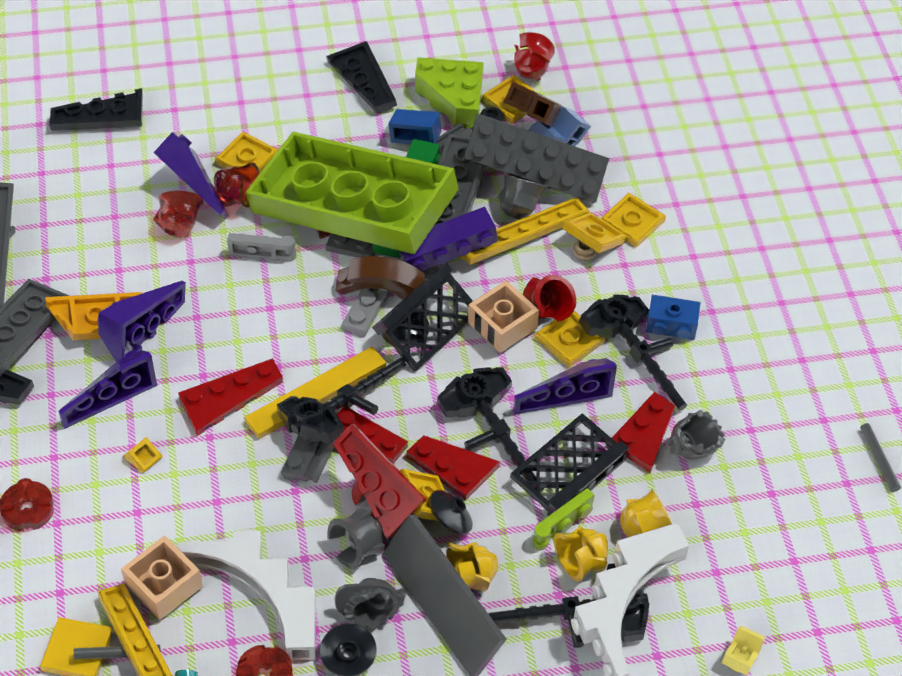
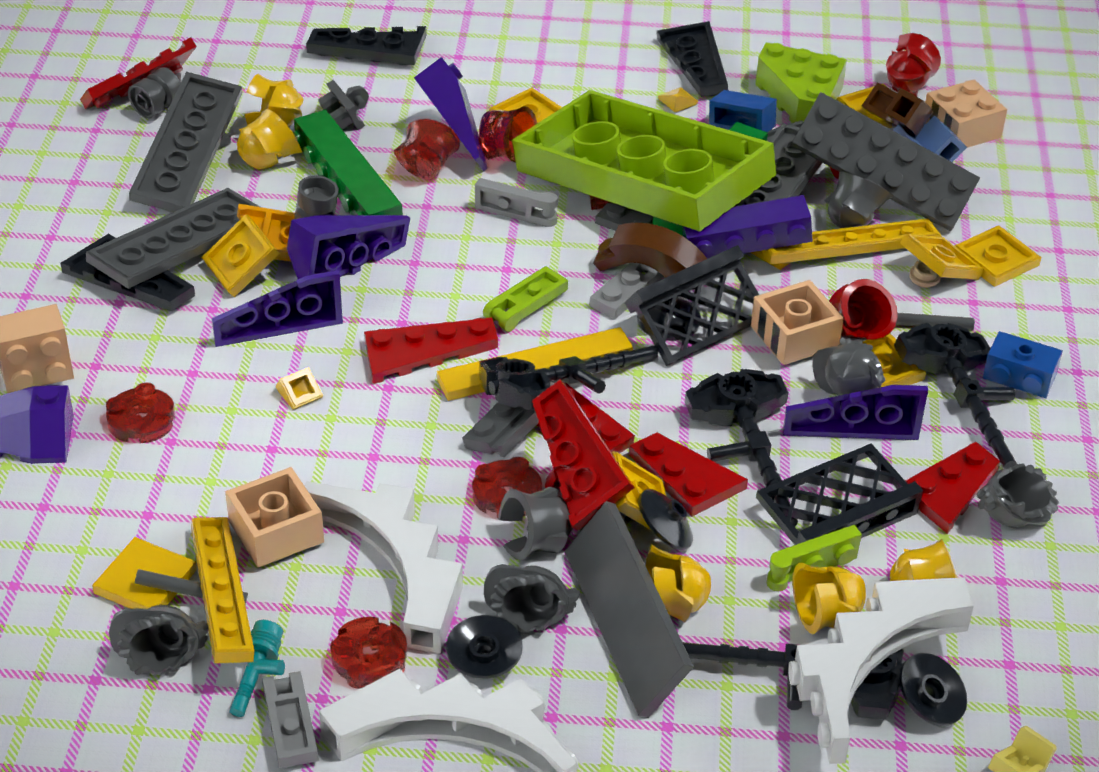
camera: 15 degrees right, 10 degrees down
(46, 193) = (277, 97): none -> yellow helmet
(46, 230) = (266, 140): none -> yellow helmet
(60, 344) = (240, 255): none -> yellow tile
(102, 176) = (344, 106): none -> dark grey hips
(109, 286) = (316, 197): none -> dark grey wheel
(118, 243) = (338, 159): none -> green brick
(293, 334) = (525, 297): none -> lime plate
(320, 495) = (491, 477): none -> clear red plate
(359, 119) = (678, 99): none -> yellow slope
(551, 352) = (847, 368): none -> dark grey hair
(583, 92) = (968, 112): none -> light nougat brick
(602, 289) = (910, 319): none -> dark grey bar
(671, 609) = (933, 689): none -> black dish

